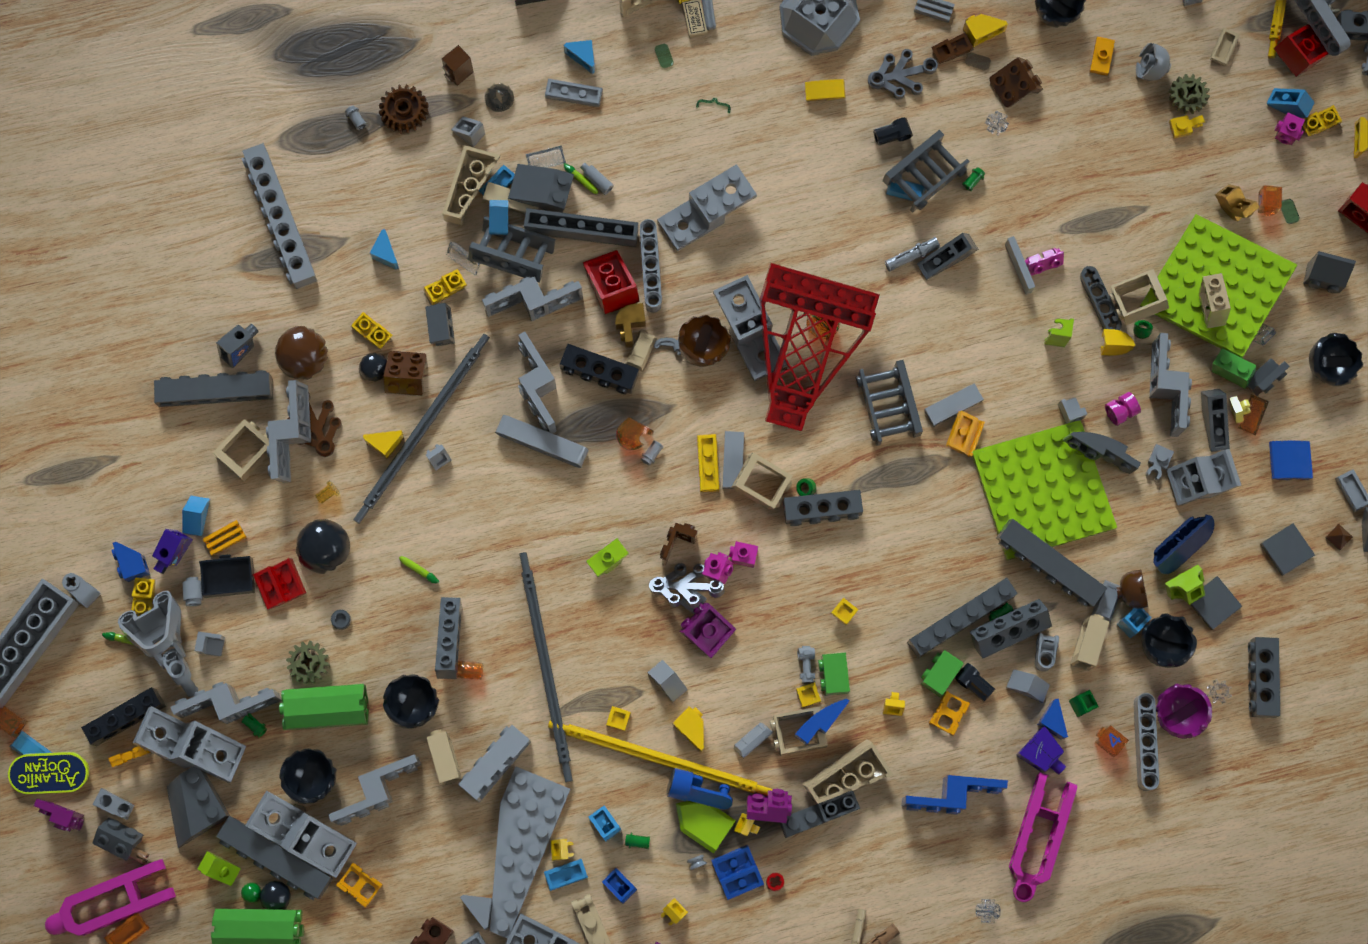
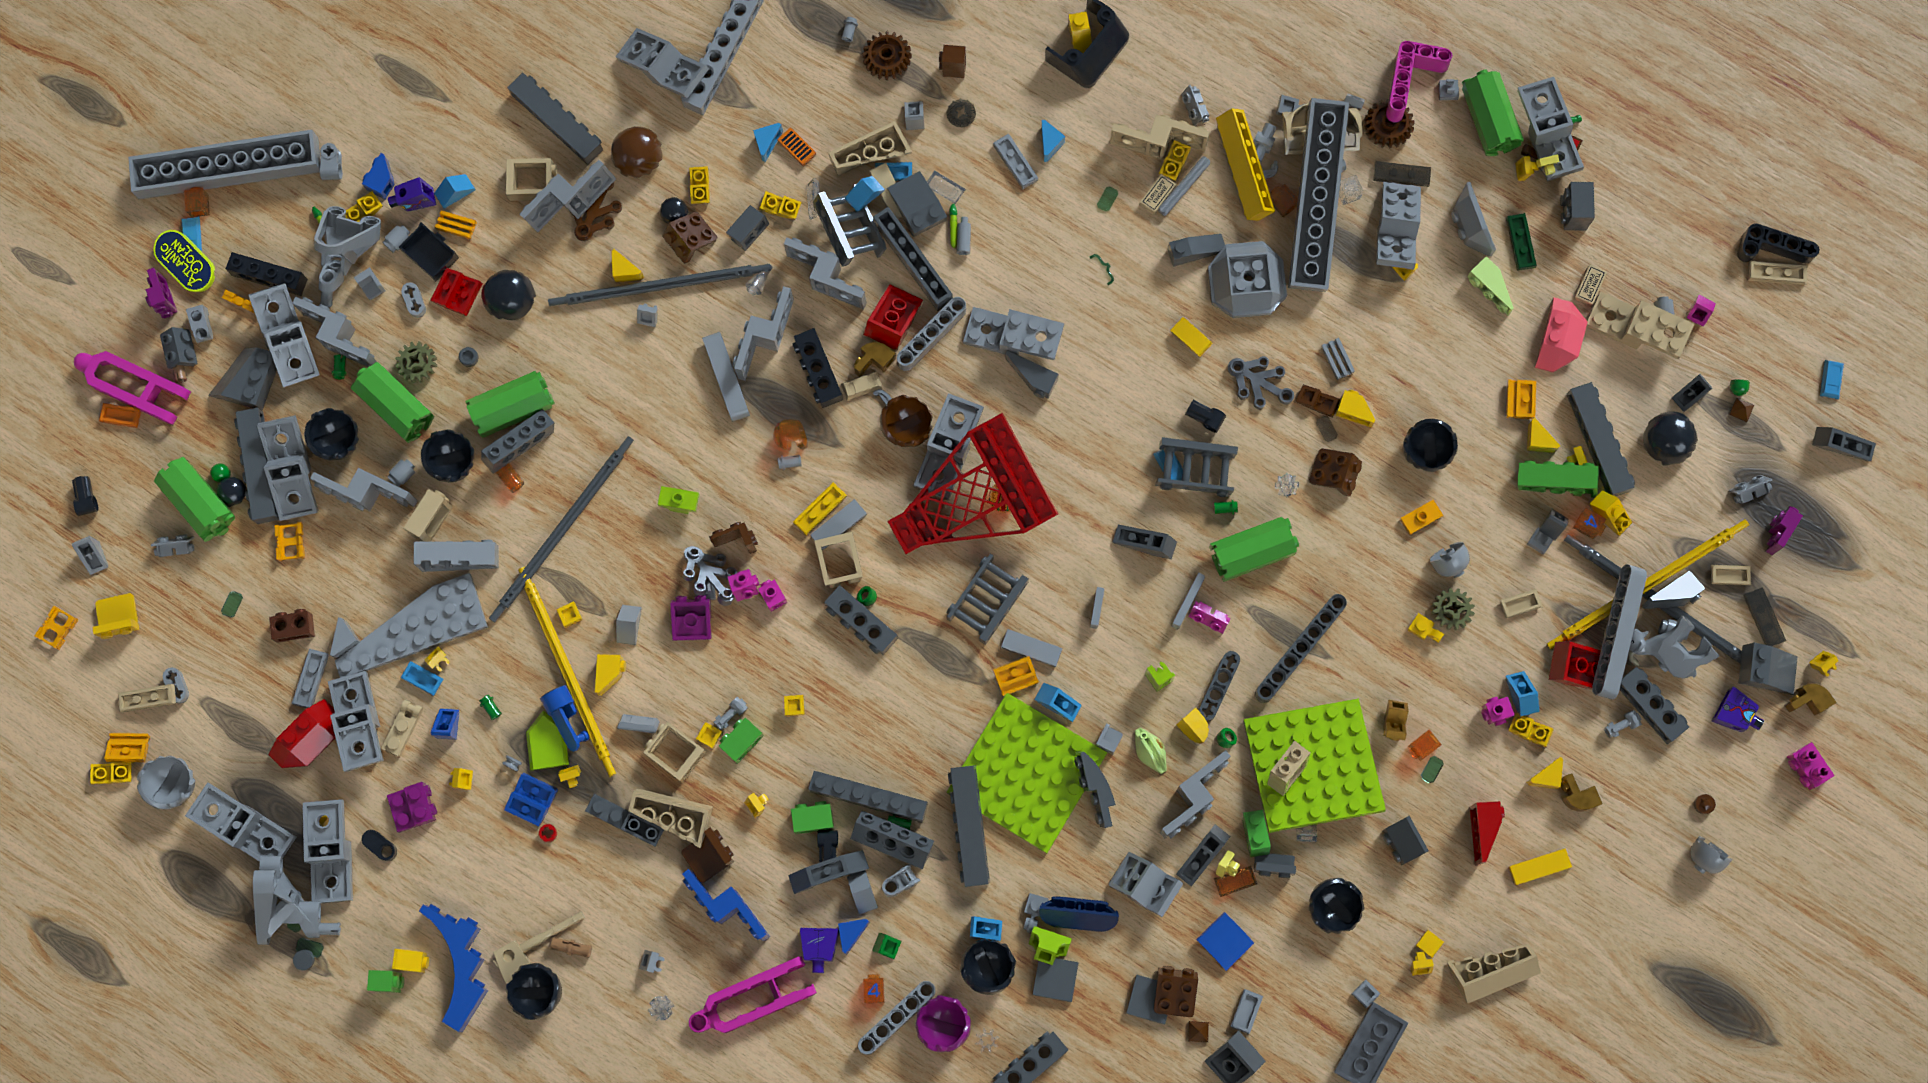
camera: 55 degrees right, 0 degrees up
(218, 868) = (216, 435): lime brick -> none
(236, 344) = (602, 103): dark grey torso -> none
(249, 272) = (662, 63): none -> light grey bracket
(253, 626) = (410, 301): none -> light grey beam
(327, 492) = (552, 263): clear yellow piece -> none
(386, 749) = (401, 472): none -> light grey brick
(410, 235) = (796, 146): none -> orange tile
(412, 618) = (509, 403): none -> bright green brick
(418, 569) = (553, 377): lime piece -> none
(490, 356) = (757, 283): none -> clear cone
(605, 823) = (482, 673): dark azure slope -> none
(753, 222) = (1036, 377): none -> dark grey slope
(761, 29) = (1194, 248): none -> dark grey slope
(770, 808) = (595, 779): magenta plate -> none
(820, 721) = (691, 759): blue slope -> none
(905, 776) = (709, 858): none -> reddish brown bracket
(919, 250) = (1121, 514): light grey pin -> none
(944, 710) = (789, 857): light orange piece -> none
(944, 889) = (649, 961): none -> light grey tile
(967, 332) = (1097, 608): none -> light grey tile
(993, 698) = (828, 870): none -> dark grey slope
(1011, 421) = (1058, 701): none -> dark azure slope
(1025, 185) = (1254, 548): none -> bright green brick
(1089, 642) = (934, 907): tan window -> none
(1103, 388) = (1150, 750): none -> yellowish green hat
(1107, 603) = (983, 895): light grey tile -> none
(1122, 408) = (1144, 776): dark pink wheel -> none
(1126, 211) = (1304, 639): none -> dark grey beam
(1133, 590) = (1005, 907): reddish brown cylinder -> none
(1135, 283) = (1252, 698): tan window -> none
(1149, 573) = (1032, 908): none -> light grey plate
(1159, 459) = (1132, 839): light grey plate -> none
(1299, 525) = (1176, 991): none -> reddish brown bracket

